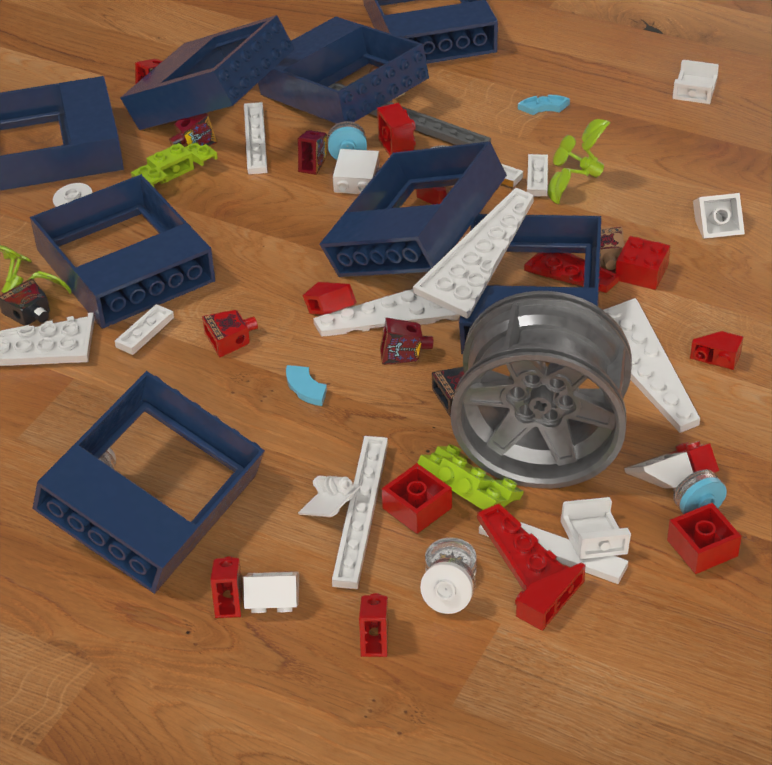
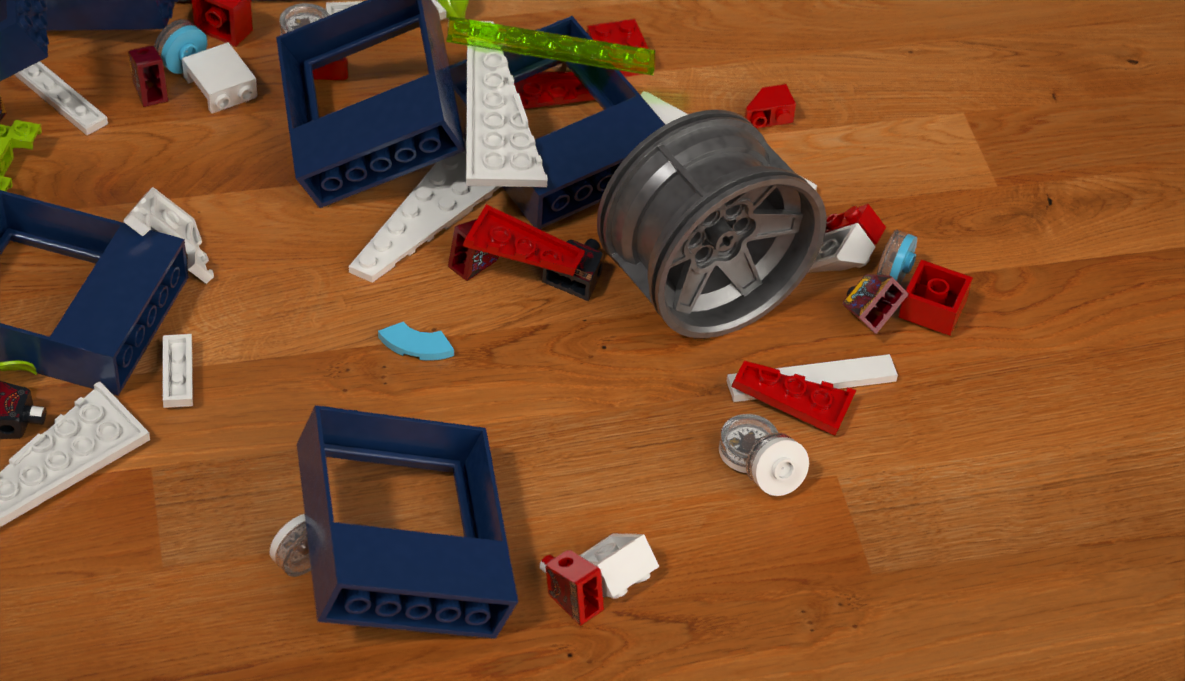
camera: 45 degrees left, 5 degrees up
(226, 238) = (163, 216): none -> white wing
(228, 331) = (274, 326): red torso -> none
(328, 297) = (350, 235): red slope -> none
(331, 496) = (573, 443): white hinge -> none
(360, 513) = (612, 441): white plate -> none
(374, 614) = (746, 539): red torso -> none
(417, 498) = (658, 397): red brick -> none
(420, 348) = (516, 240): none -> red wing
(469, 481) = (680, 355): lime bracket -> none
(548, 595) = (860, 429): red slope -> none
(560, 228) = (550, 46): none -> clear neon green plate
(594, 528) = (836, 341): white panel -> none
(644, 514) = (874, 300): none -> dark red torso

